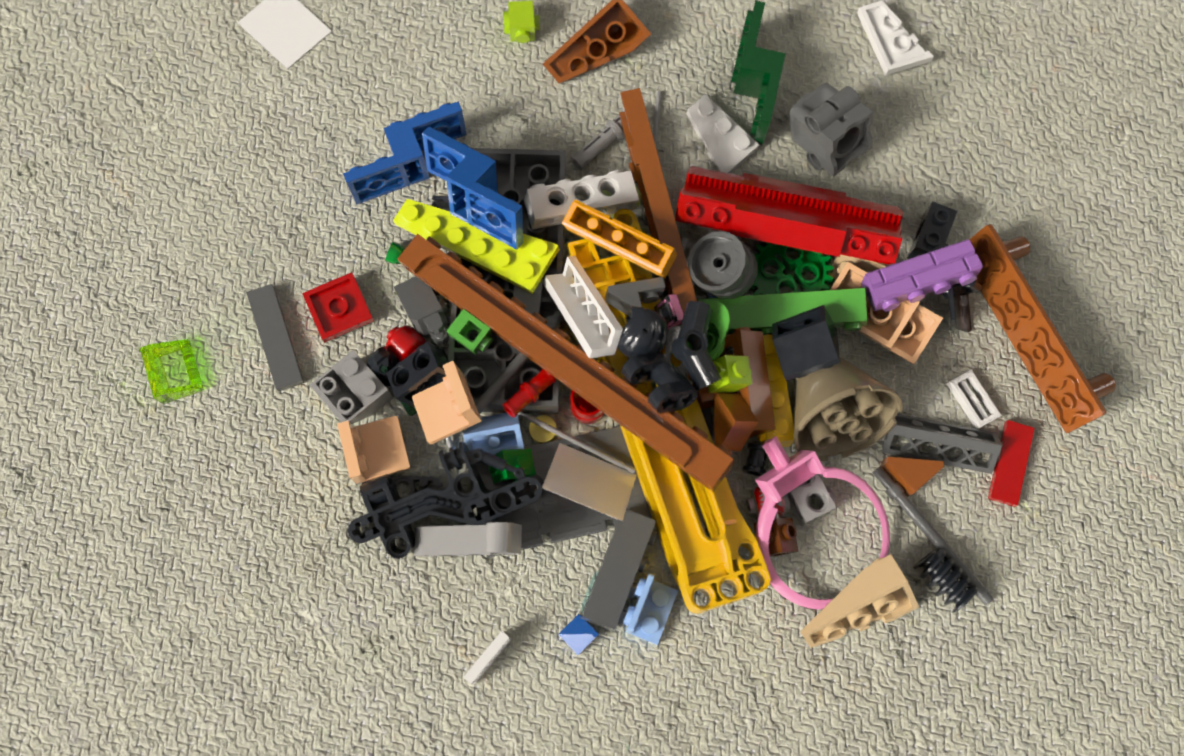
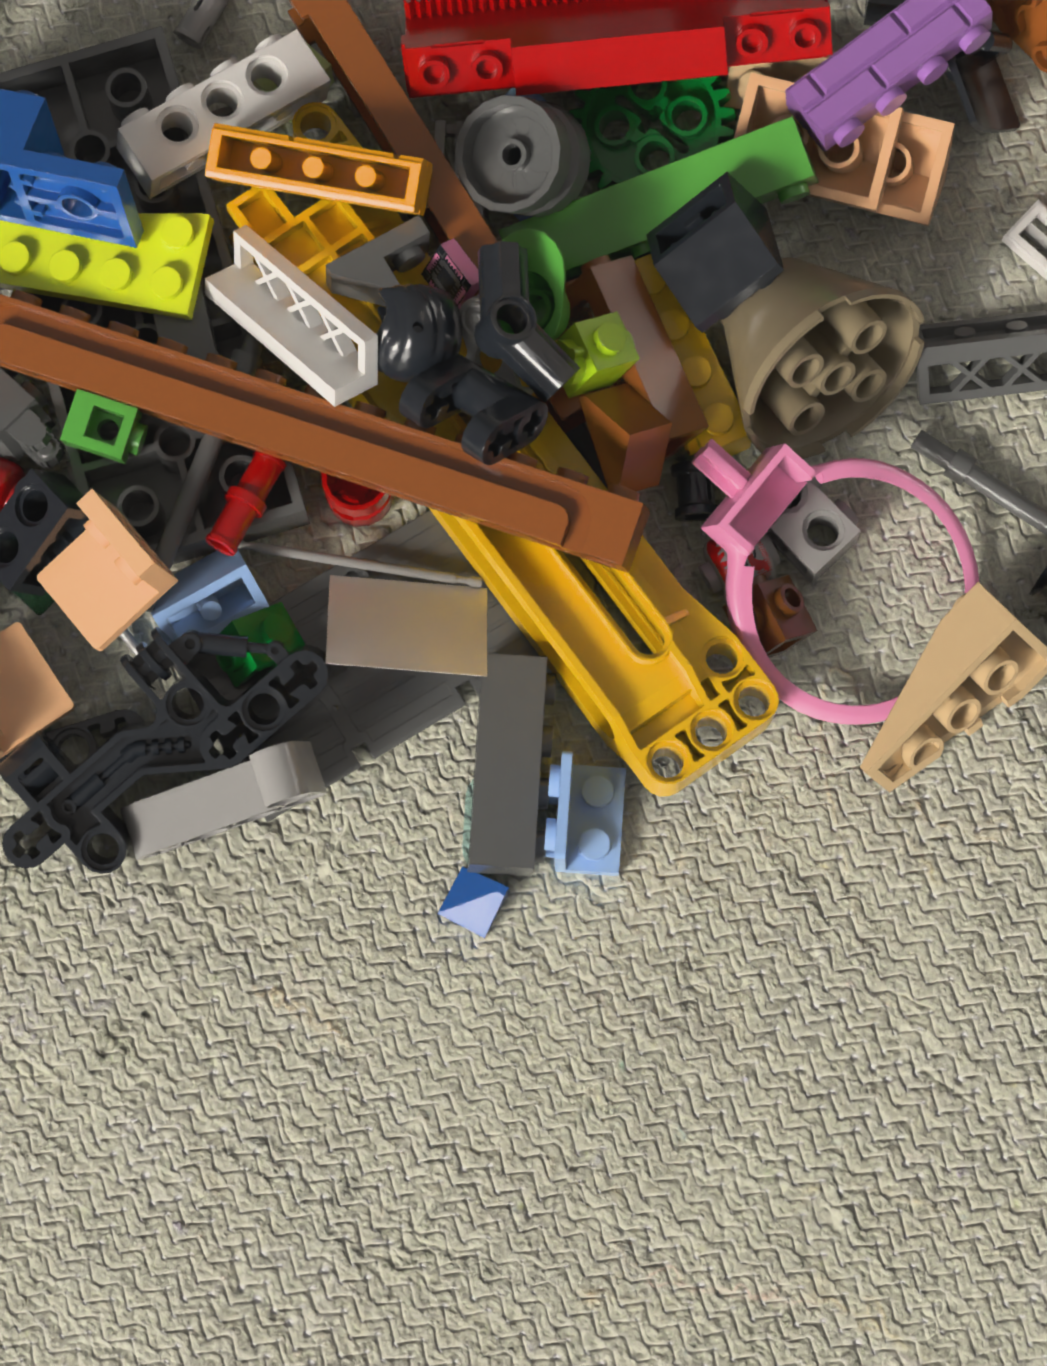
camera: 10 degrees left, 5 degrees up
(487, 658) = (327, 992): white tile -> none
(540, 434) = (290, 572): light yellow tile -> none
(911, 472) = (978, 424): dark orange slope -> none

